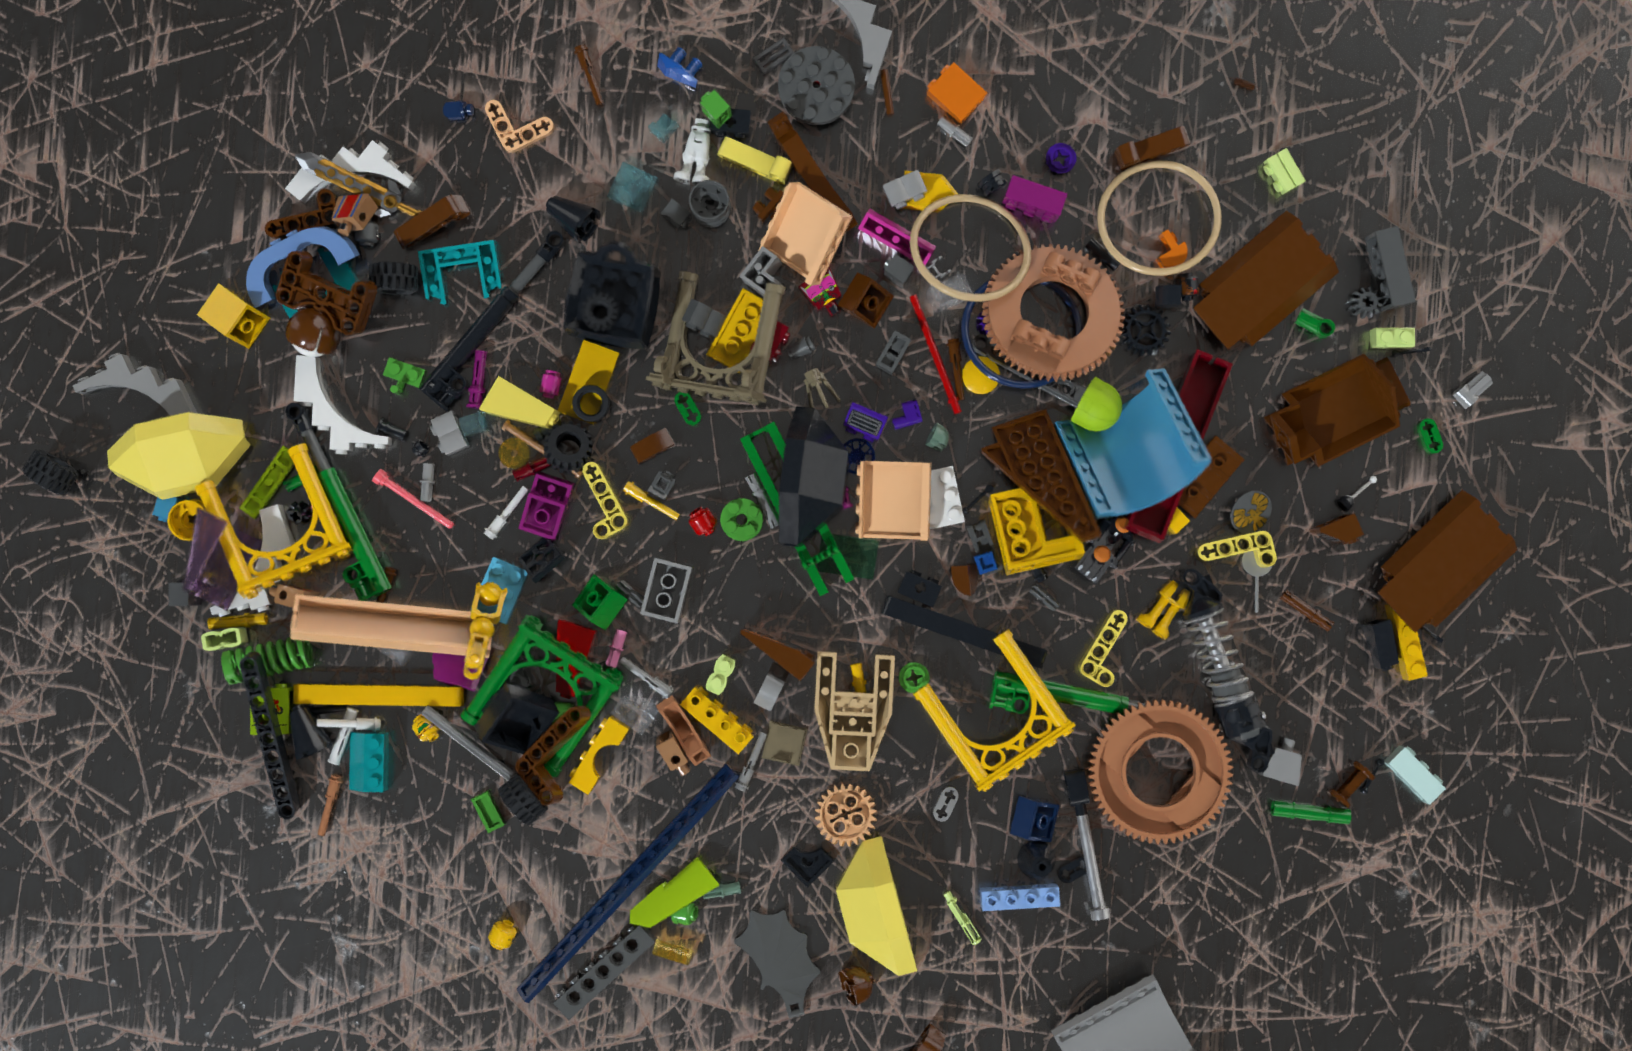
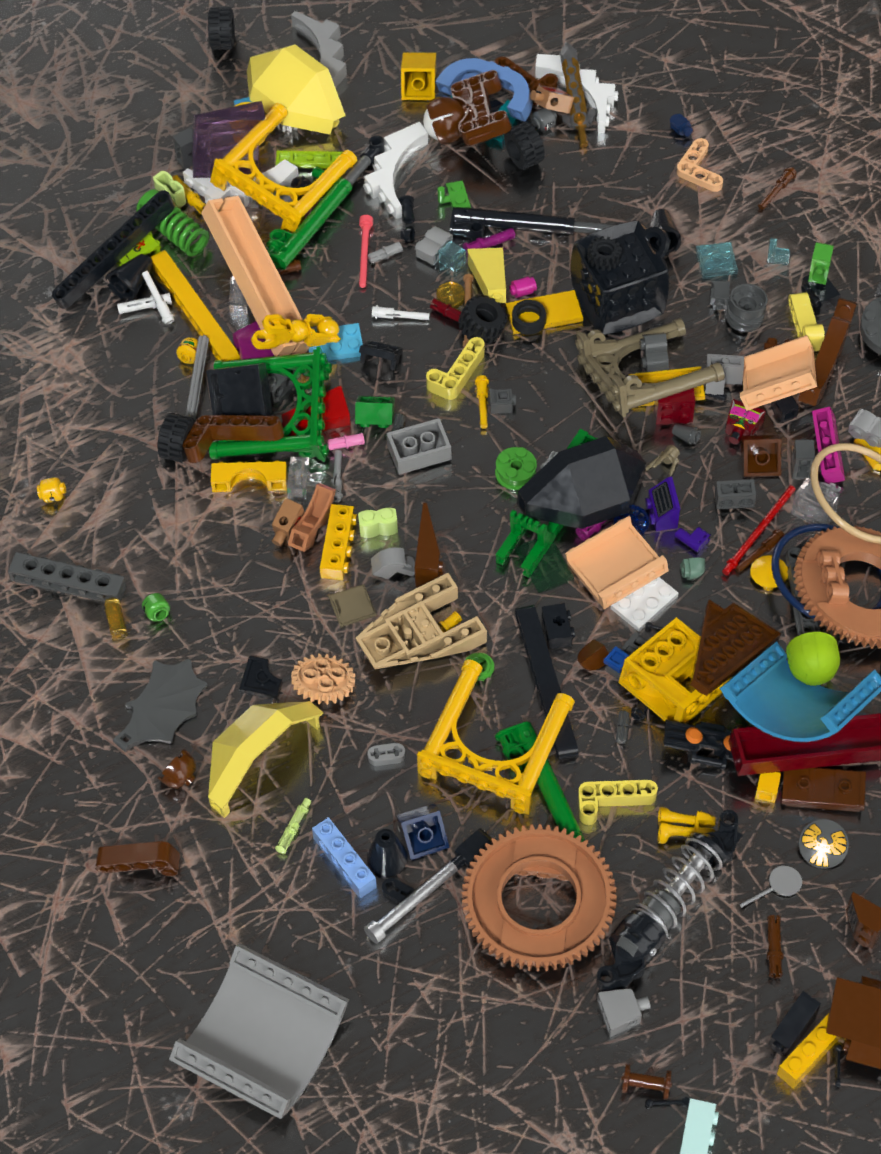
camera: 55 degrees right, 30 degrees down
(331, 795) = (93, 320): nougat pin -> none
(369, 761) = (137, 331): teal slope -> none
(431, 219) = (587, 147): reddish brown beam -> none
(433, 260) = (556, 167): teal wedge -> none
(488, 811) = (147, 430): bright green tile -> none
(546, 505) = (425, 335): magenta slope -> none
(627, 883) = (154, 556): dark blue piece -> none
(652, 445) = (523, 374): reddish brown slope -> none
(670, 897) = (164, 587): lime panel -> none
(673, 69) = (829, 231): blue connector -> none
(684, 411) = (579, 388): green beam -> none
(696, 150) = (779, 281): white piece -> none
(702, 521) = (493, 442): red head -> none
(724, 890) = (193, 626): sand green axle -> none
(747, 772) = (309, 589): light grey pin -> none
(1234, 549) = (764, 831): light yellow beam -> none
(1311, 812) = (594, 1064): green piece -> none

